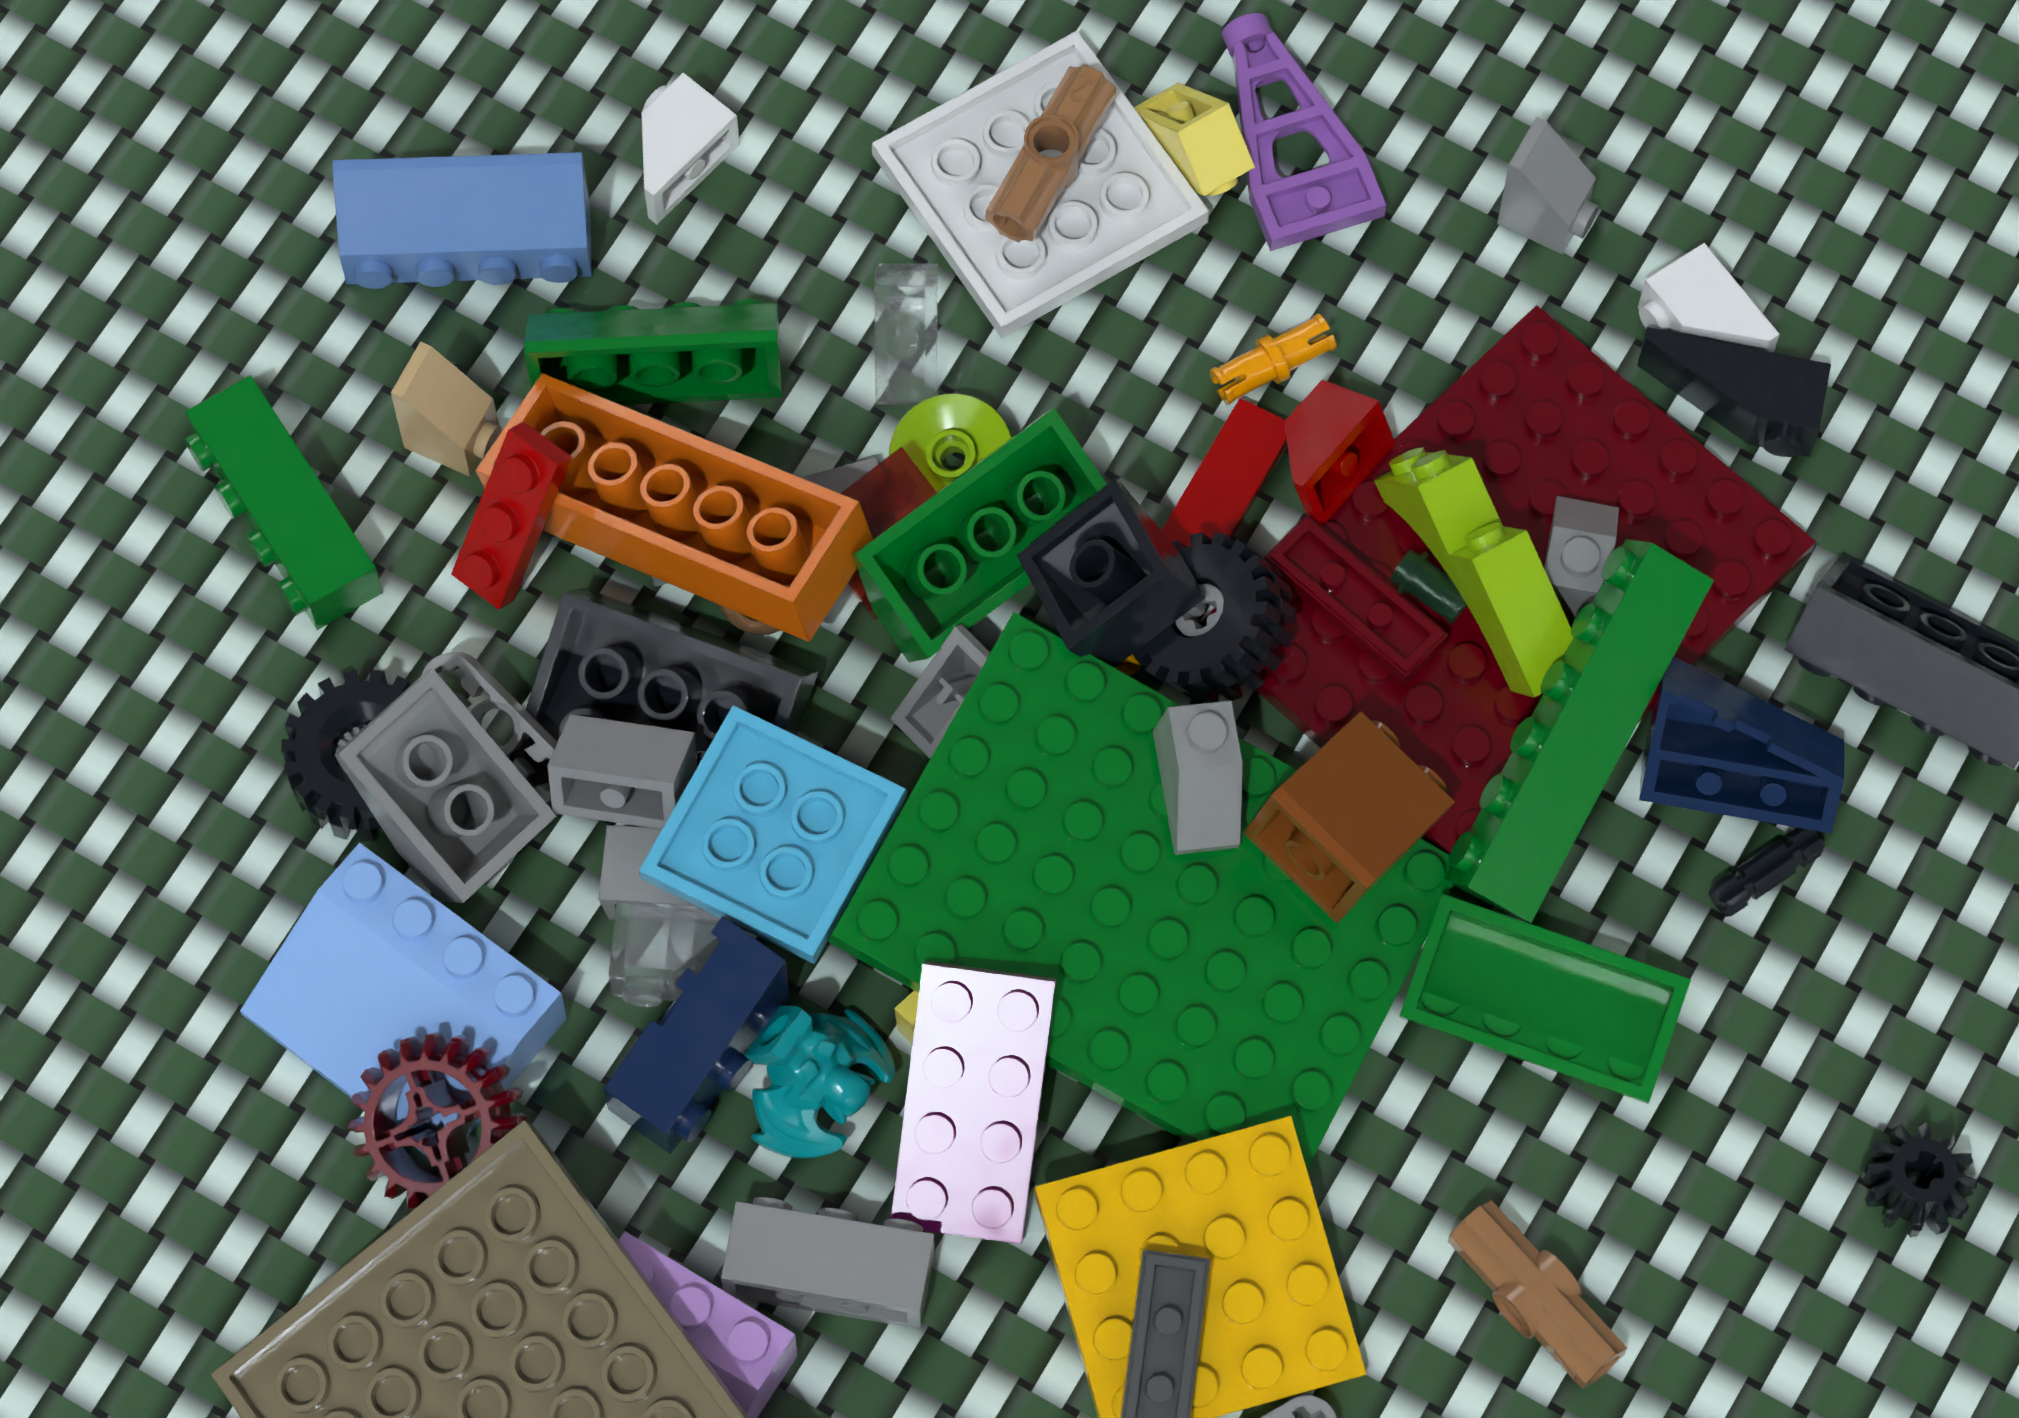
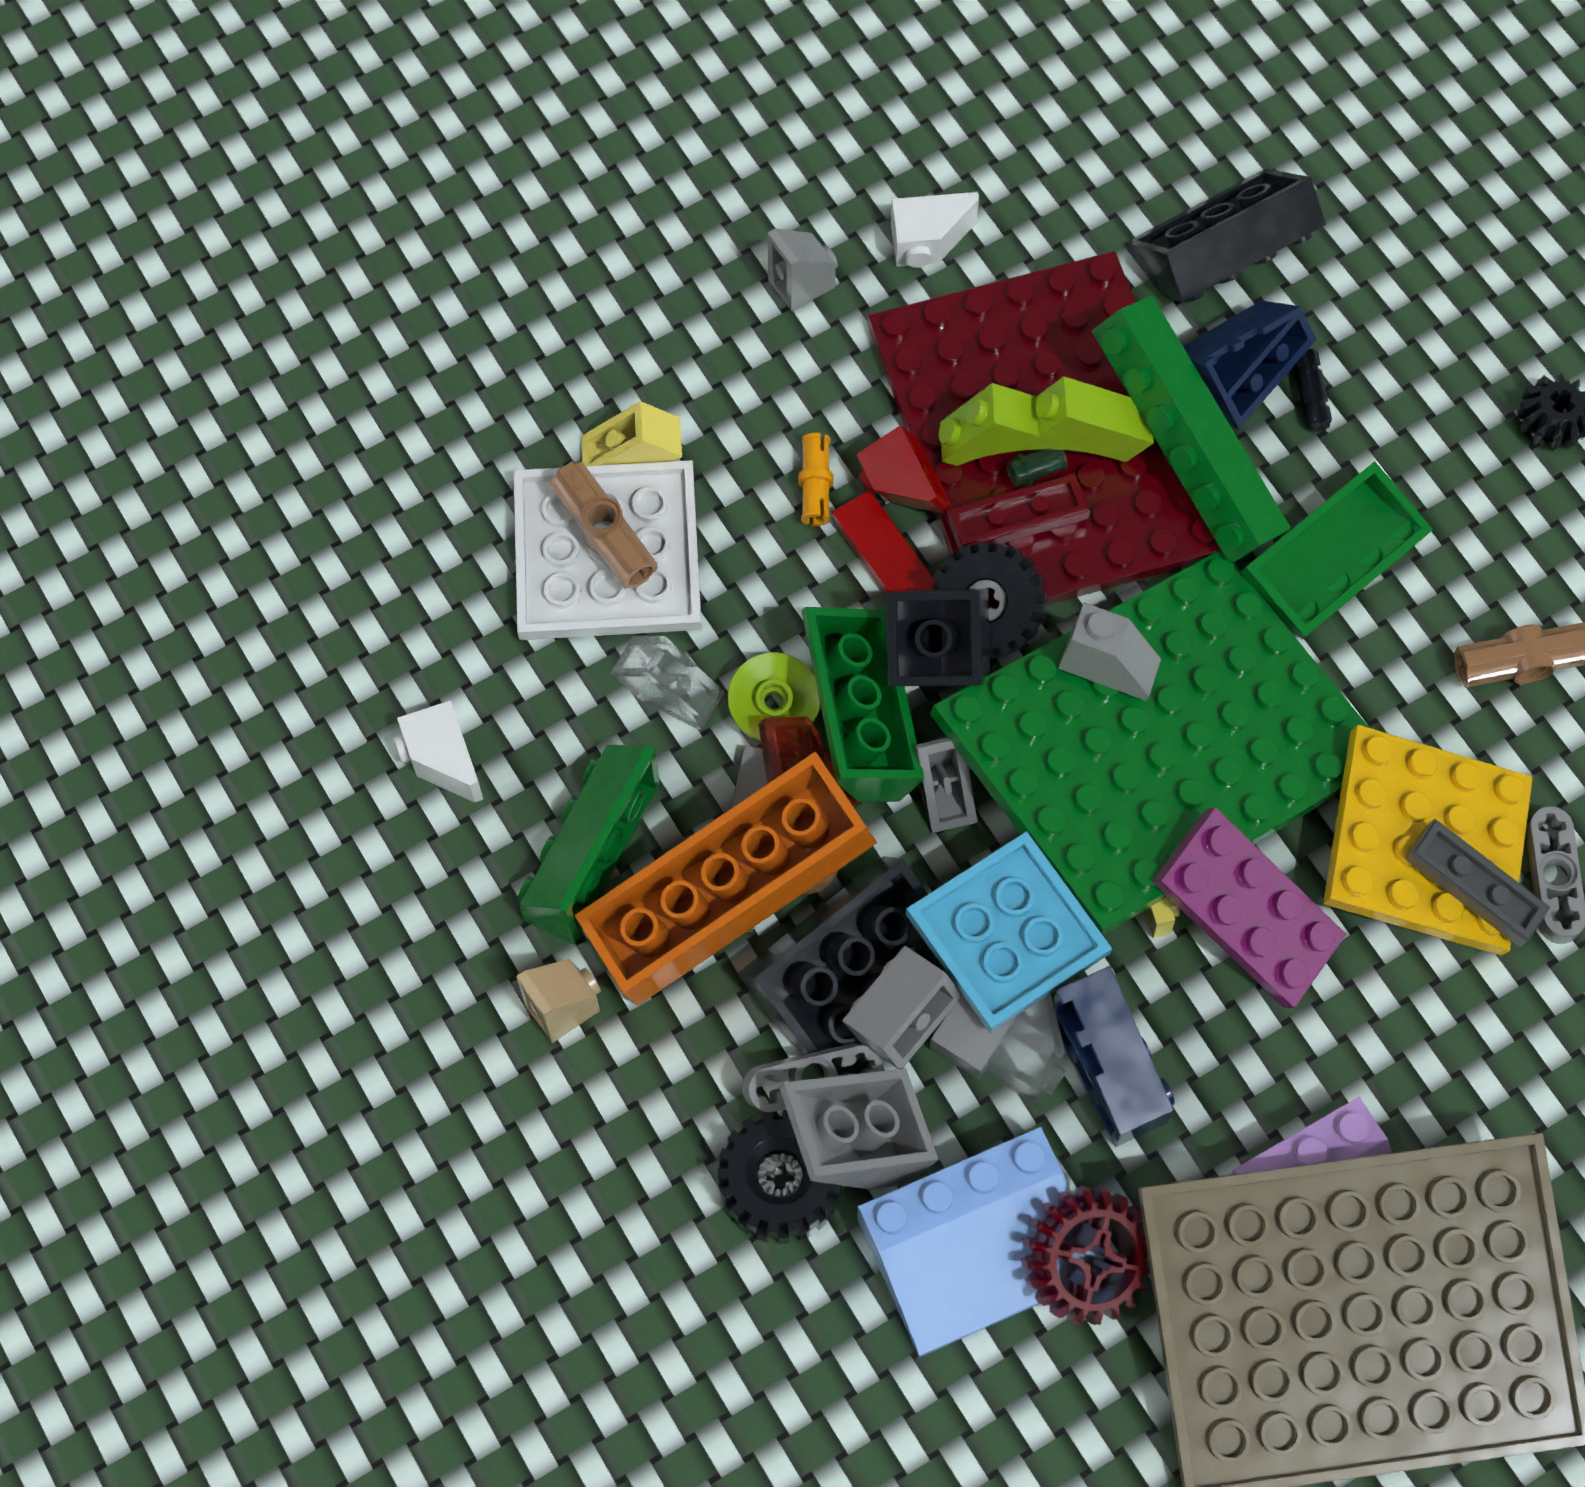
camera: 60 degrees left, 0 degrees up
(282, 502) = (554, 1141): green brick -> none
(463, 219) = (419, 914): medium blue slope -> none
(511, 515) = (671, 986): red plate -> none
(811, 1072) = (1174, 1000): teal animal -> none
(828, 1262) = (1303, 1056): light grey brick -> none
(1310, 201) = (719, 401): medium lavender plate -> none
(1349, 815) = (1183, 585): dark orange slope -> none
(1577, 549) = (1058, 358): light grey slope -> none
(1749, 391) = (996, 234): black slope -> none

